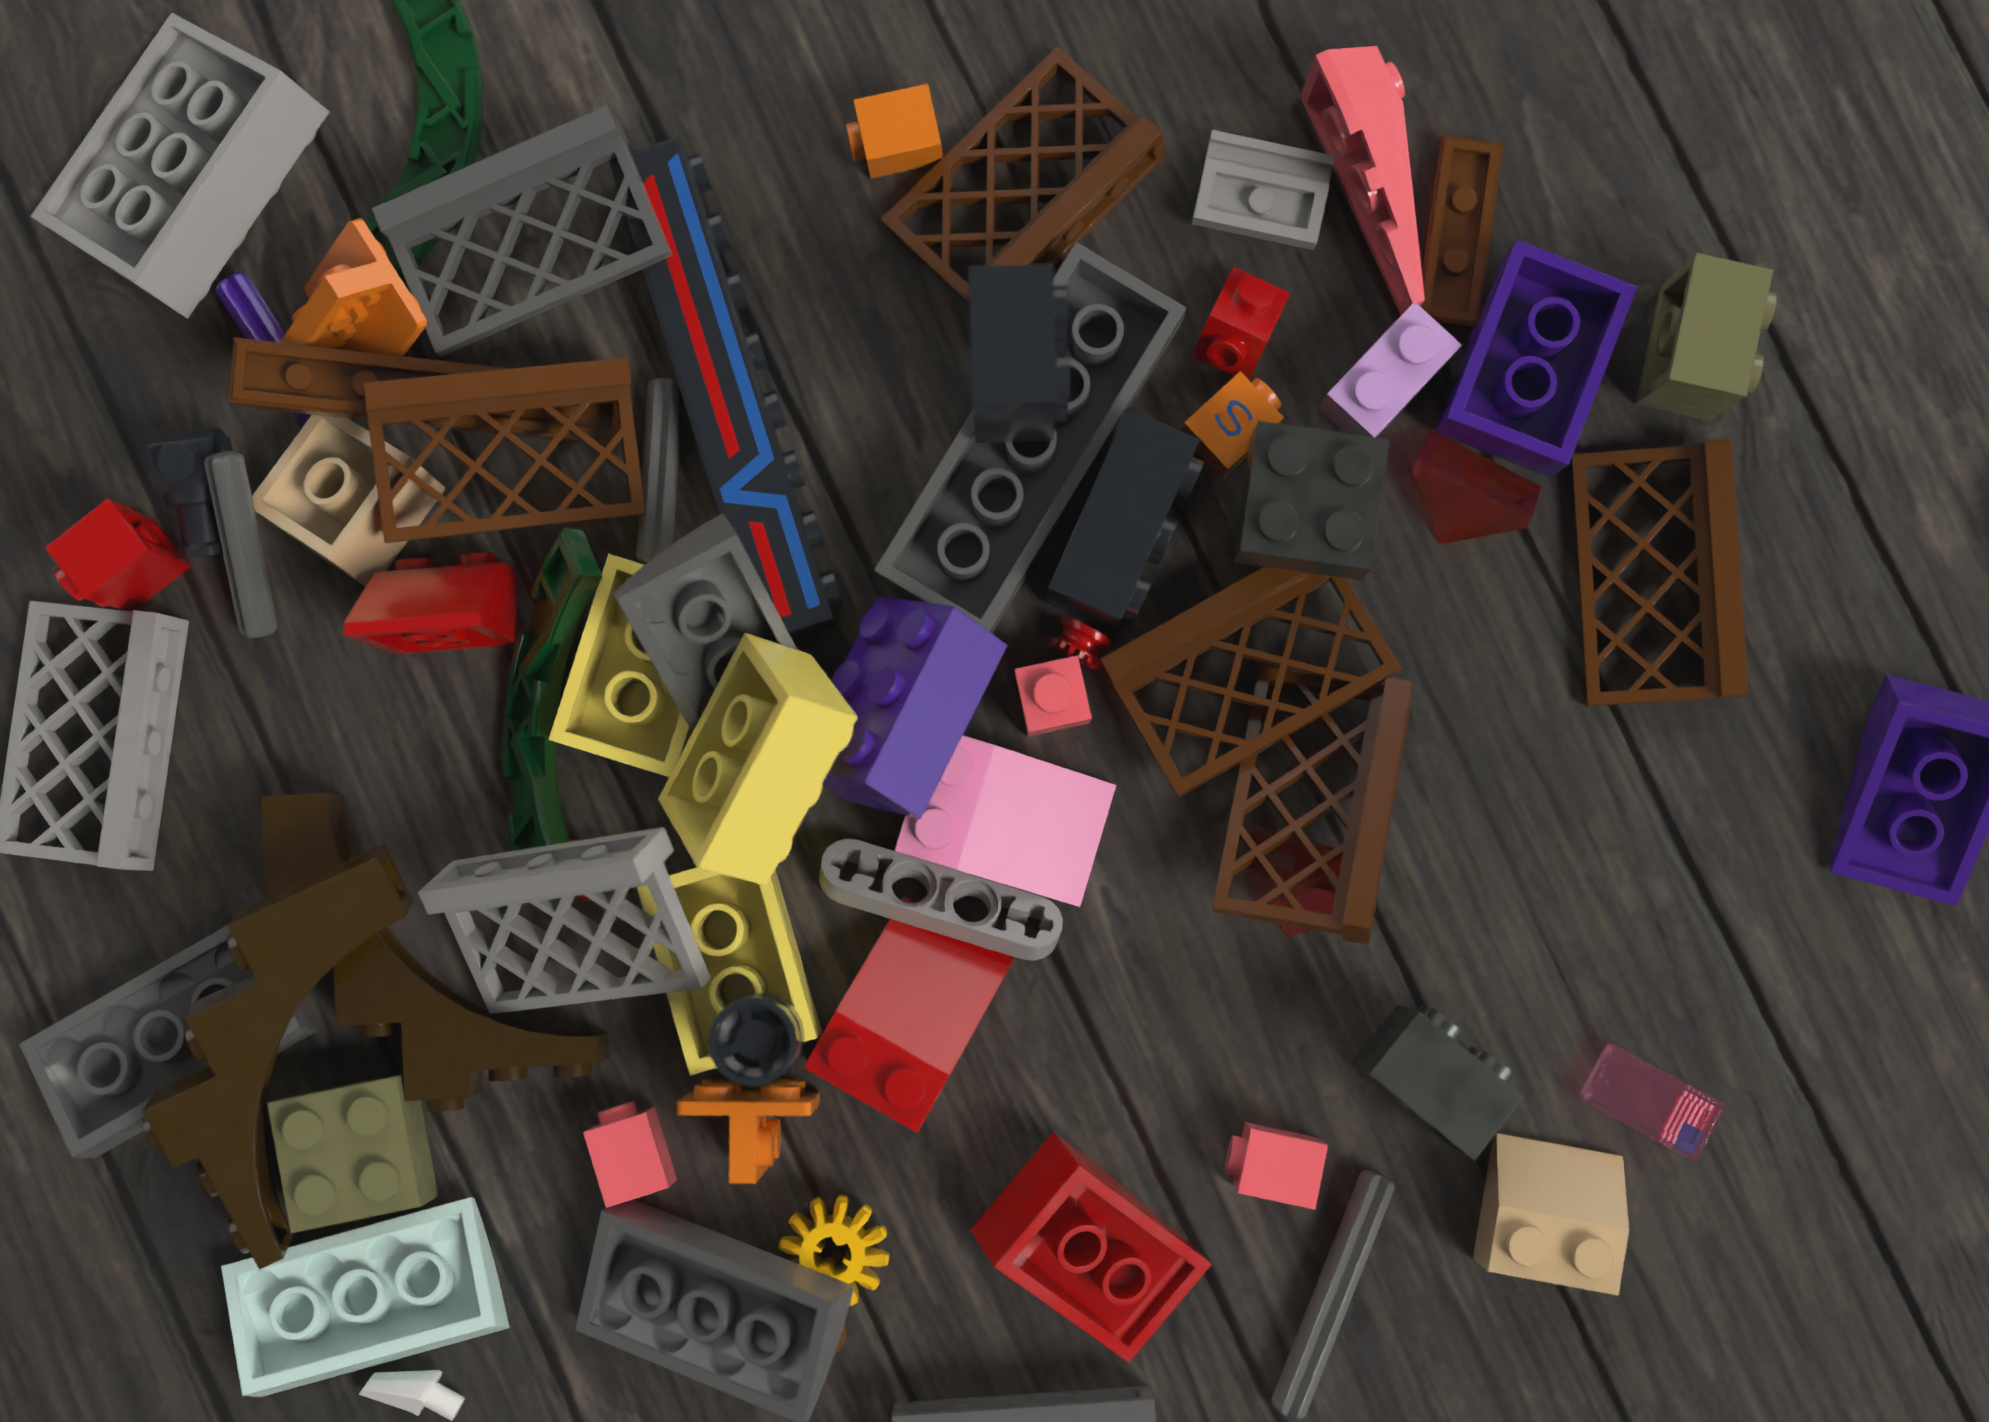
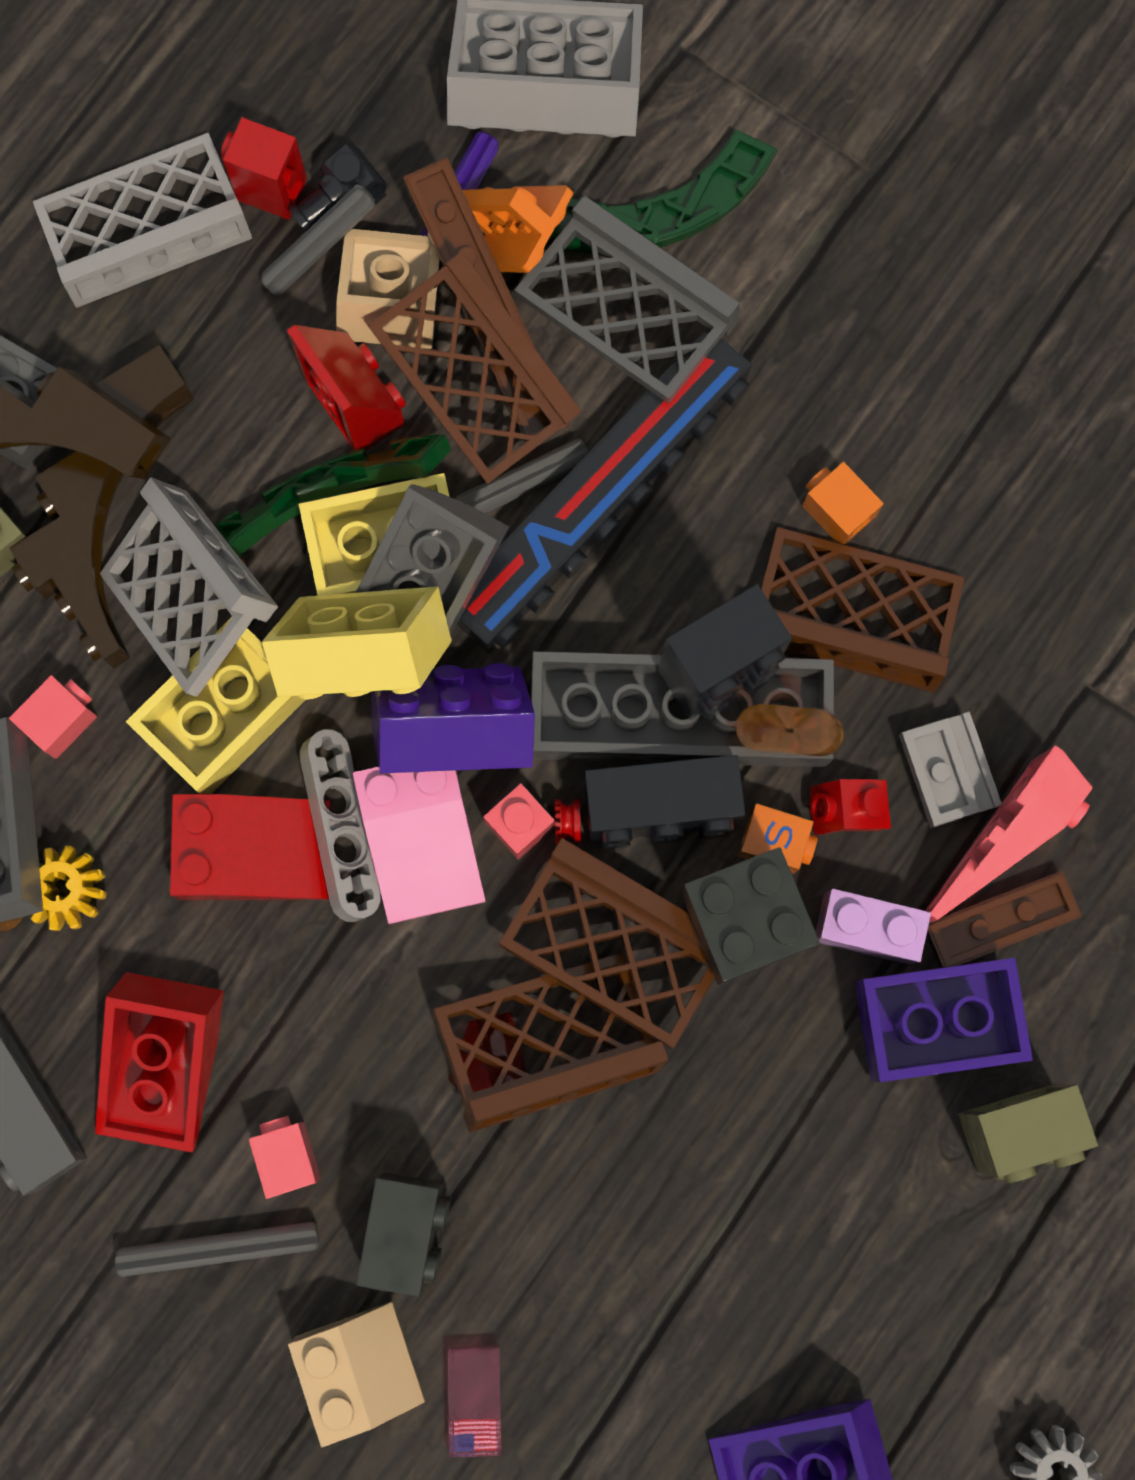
camera: 55 degrees right, 5 degrees down
(753, 1136) = (113, 783): orange bracket -> none
(756, 1039) = (171, 748): black wheel -> none
(1112, 361) = (764, 730): none -> clear orange piece
(1470, 493) = (827, 1029): clear red slope -> none
(1716, 570) = (871, 1233): reddish brown fence -> none

